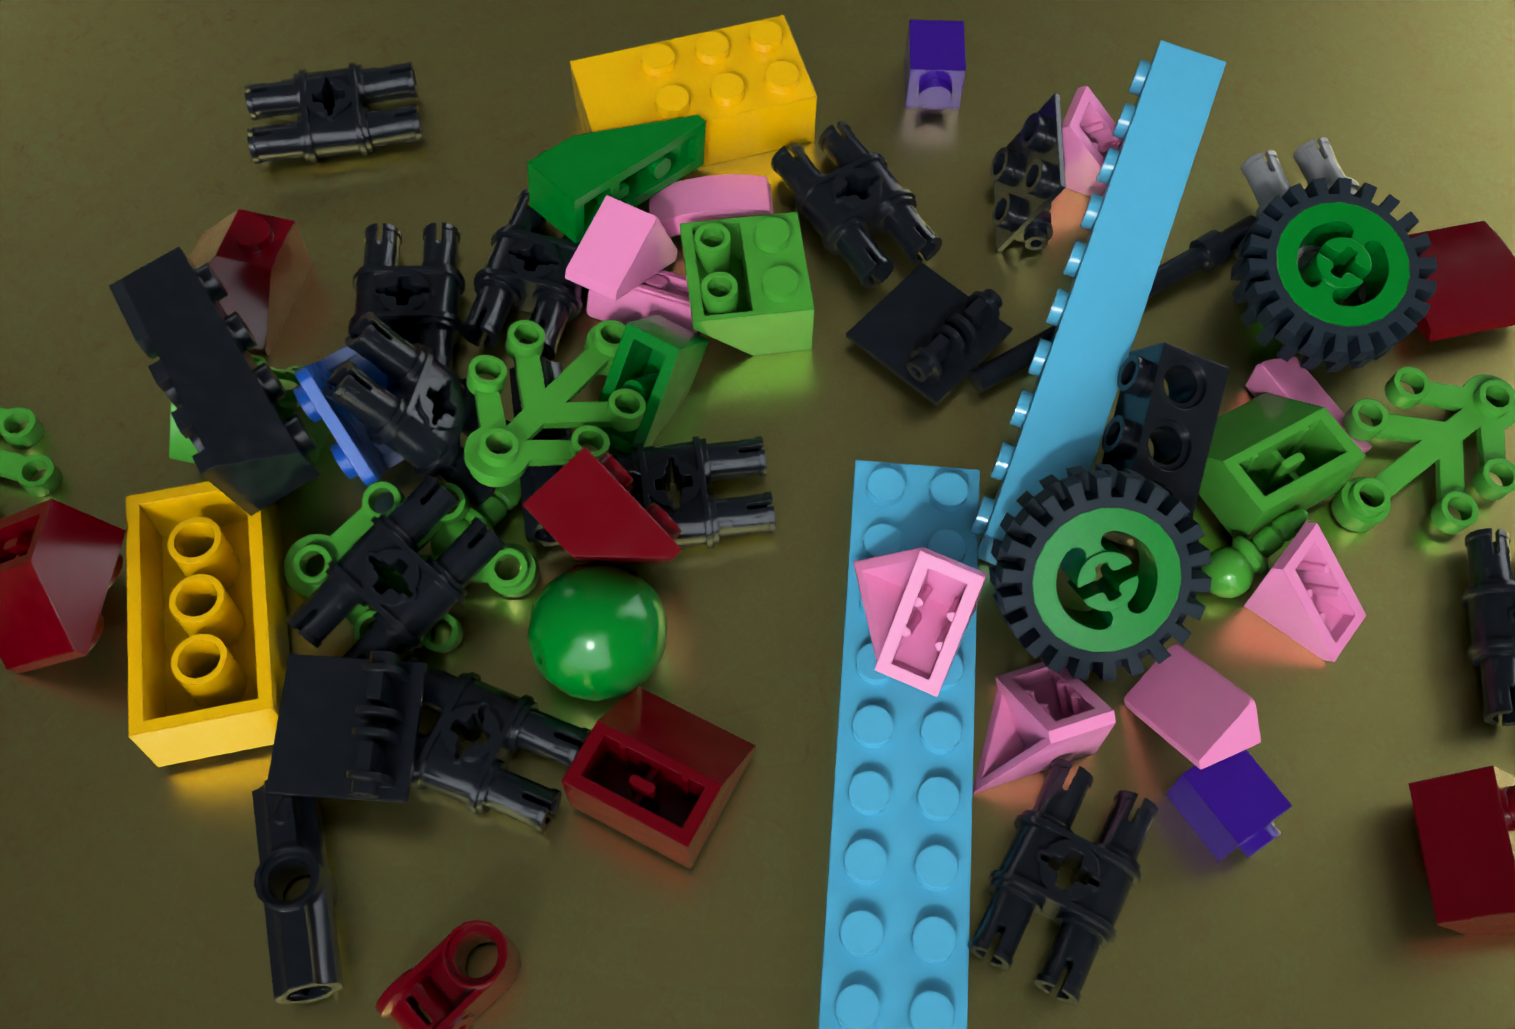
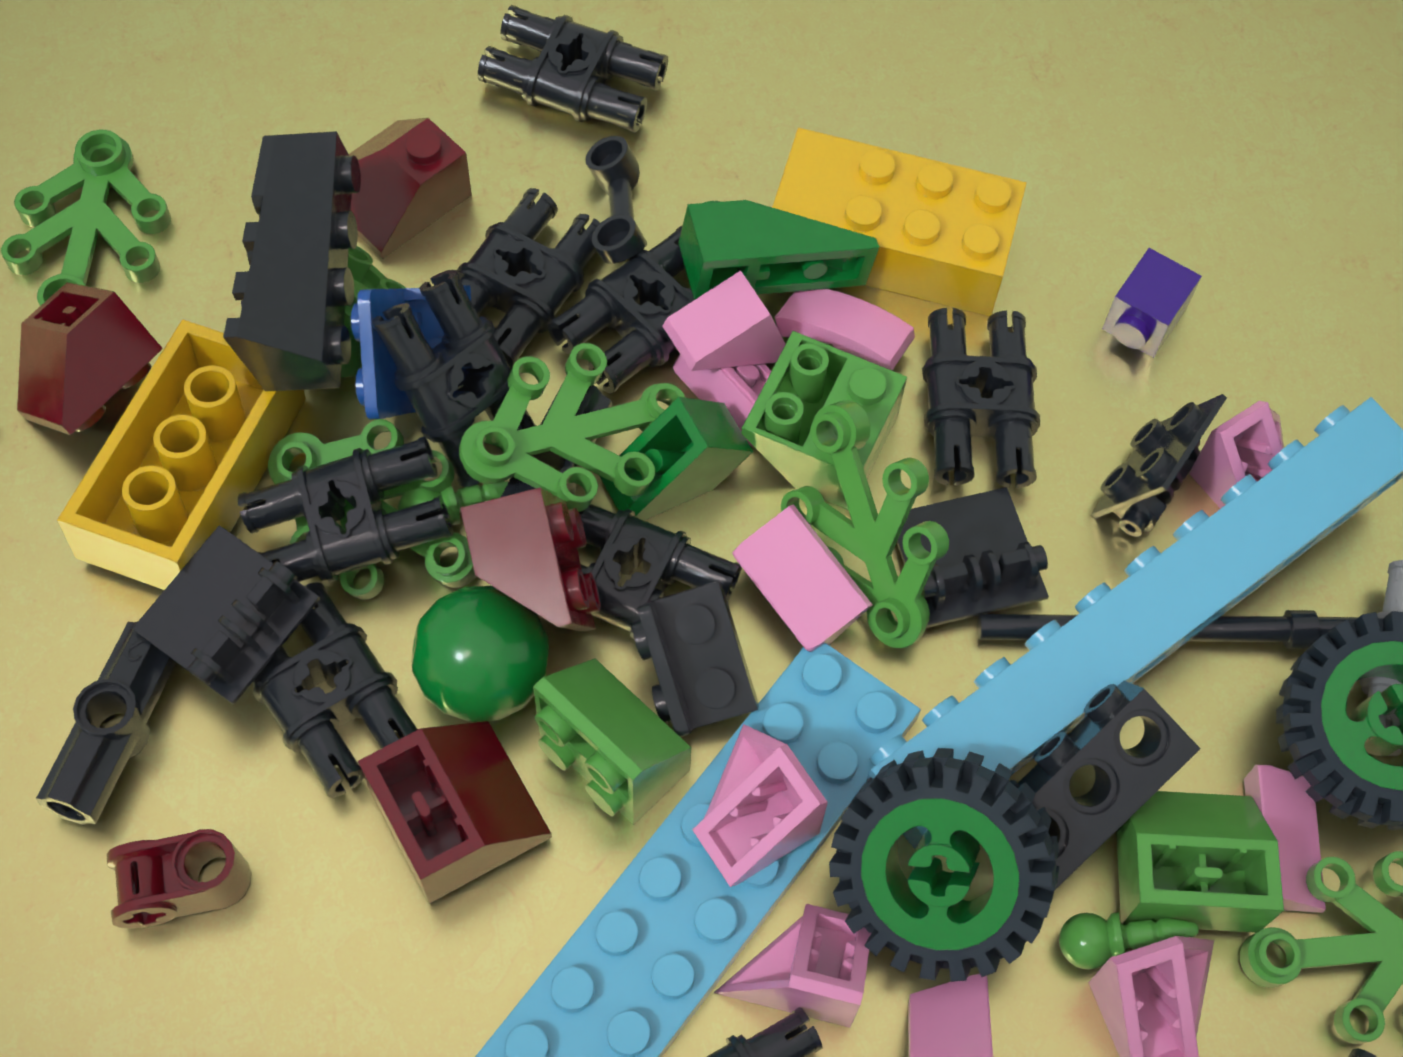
camera: 30 degrees right, 0 degrees up
(432, 181) = (617, 175): none -> black bar
(753, 639) = (609, 739): none -> bright green slope
(781, 528) = (695, 658): none -> black bracket
(818, 419) = (801, 579): none -> bright pink slope
(853, 352) = (872, 534): none -> bright green plant

